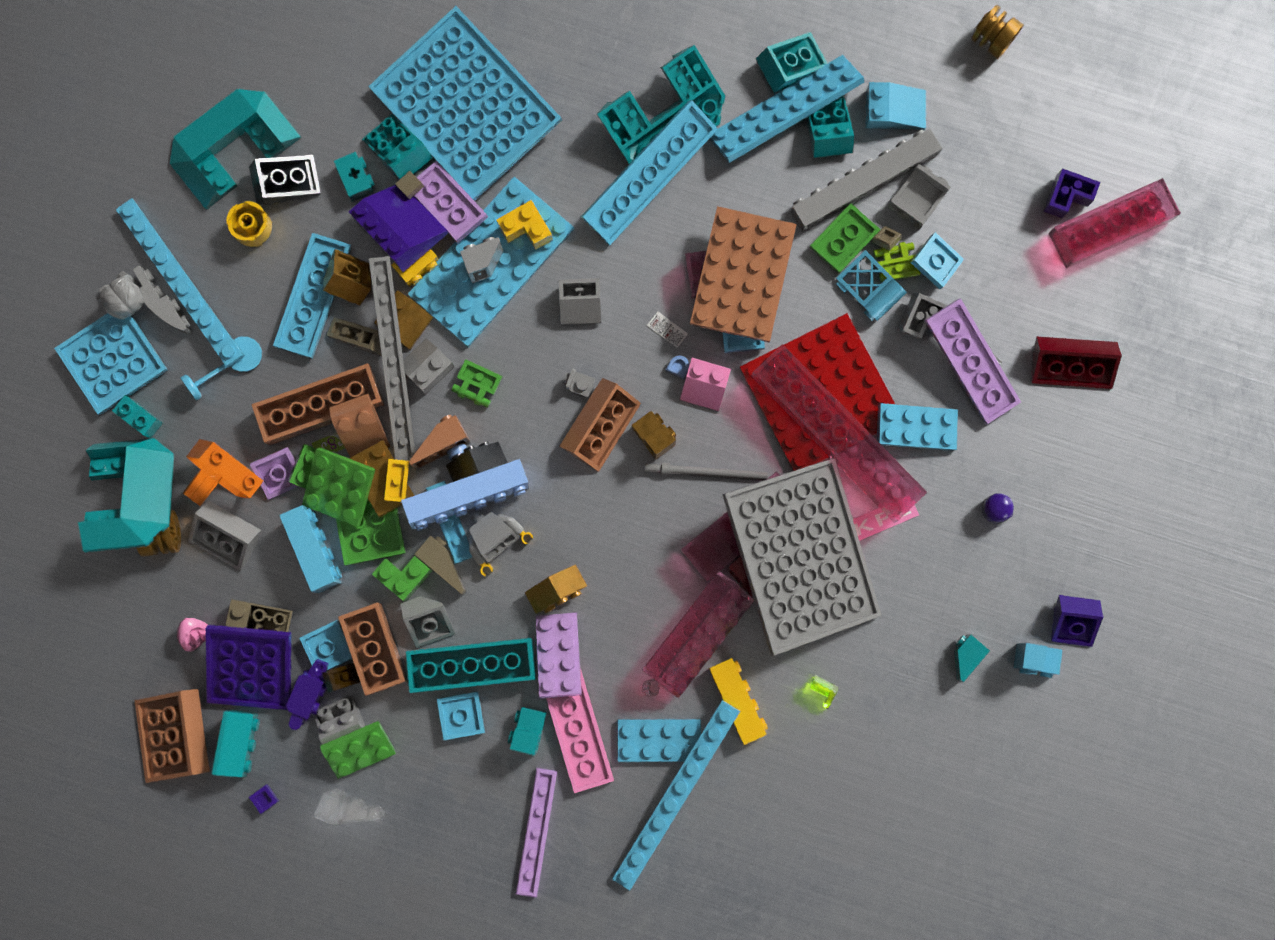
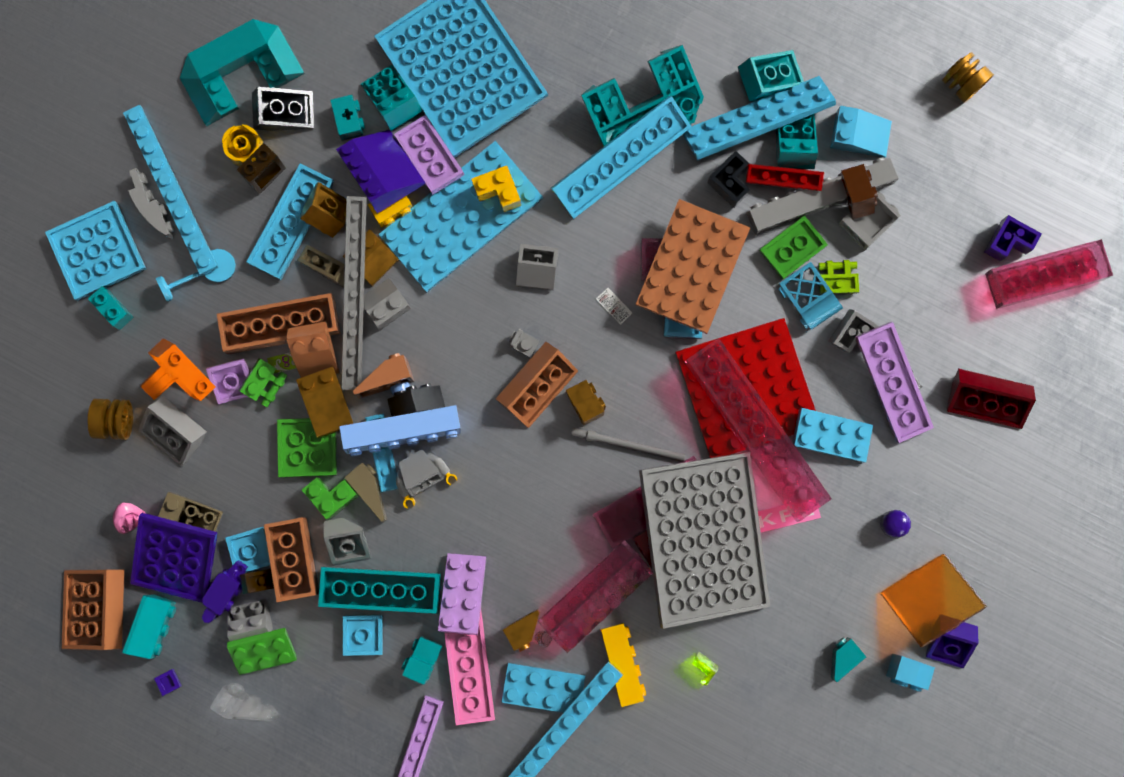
camera: 10 degrees right, 0 degrees up
(121, 297) = (113, 194): light grey hair -> none
(145, 494) = (104, 385): teal slope -> none
(275, 246) = (263, 170): none -> dark brown window
(311, 549) = (249, 457): medium azure brick -> none
(338, 486) = (284, 403): bright green plate -> none
(396, 480) = (338, 406): yellow plate -> none
(409, 185) = (397, 133): dark tan tile -> none
(478, 377) = (432, 323): bright green plate -> none
(482, 258) = (452, 213): light grey slope -> none
(556, 590) = (470, 532): pearl gold brick -> none
(627, 683) = (522, 631): none -> pearl gold slope
(678, 366) = (619, 342): light blue tile -> none
(705, 384) = (640, 363): bright pink slope -> none
(763, 179) = (726, 180): none -> black brick
(824, 166) = (785, 177): none -> red slope
(887, 238) = (833, 254): dark tan tile -> none
(905, 170) = (860, 193): none -> reddish brown brick
(937, 260) = (876, 282): medium azure plate -> none
(1049, 580) = (933, 600): none -> clear orange piece

